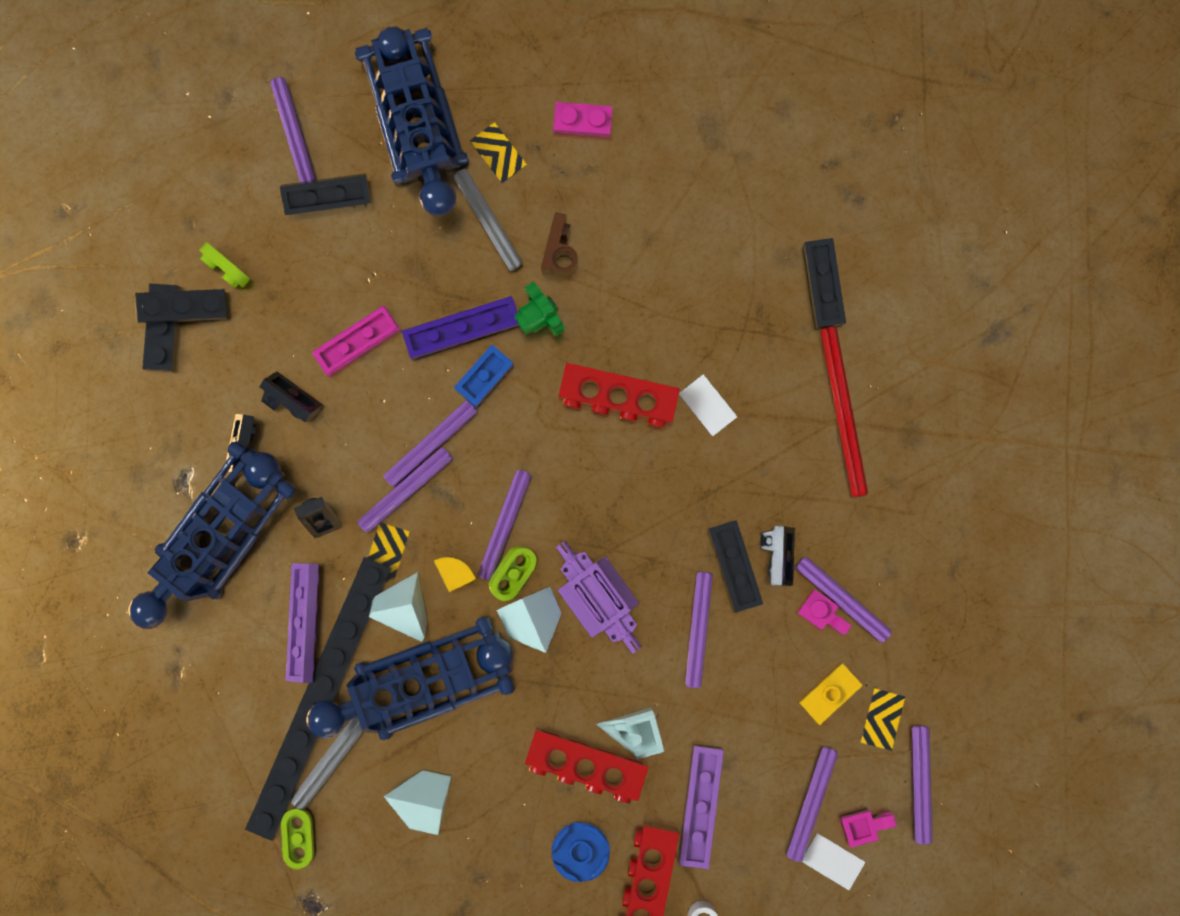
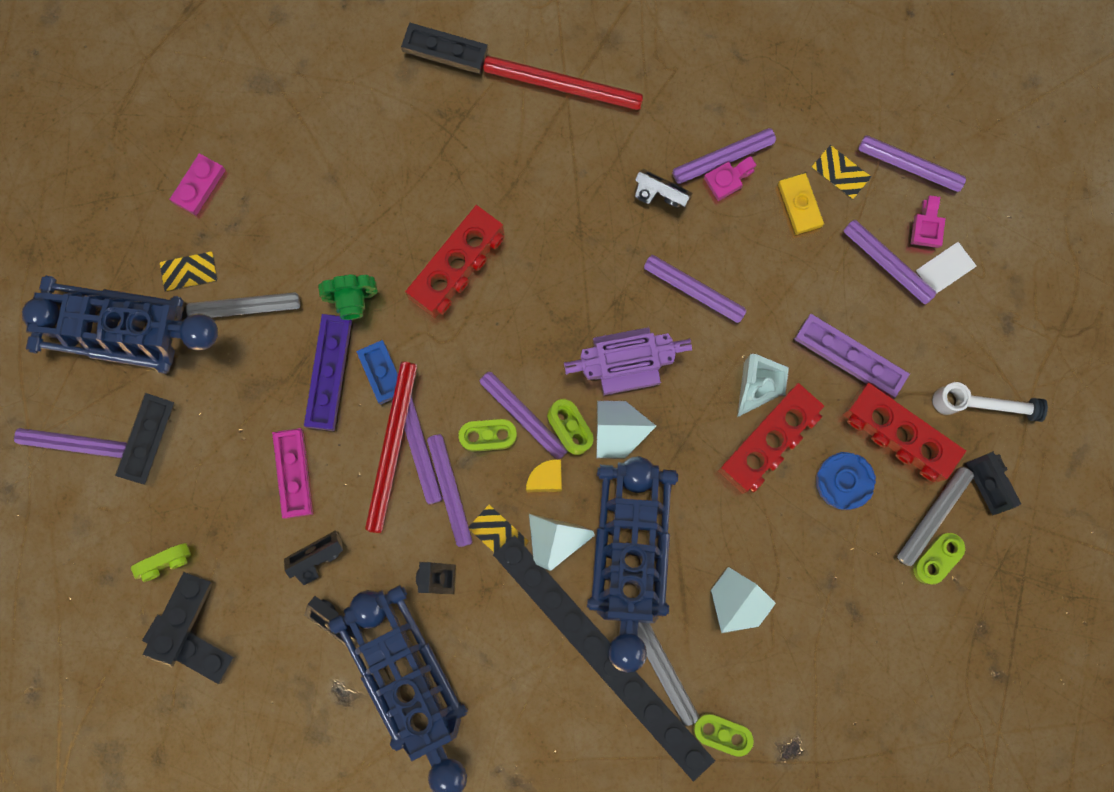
camera: 65 degrees left, 5 degrees down
(302, 623) = (526, 639): medium lavender plate -> none
(418, 418) = (391, 447): none -> red axle
(470, 501) = (487, 435): none -> lime plate
(554, 249) = (299, 255): reddish brown plate -> none
(708, 405) = (502, 193): white sticker -> none
(735, 566) = (654, 232): black plate -> none

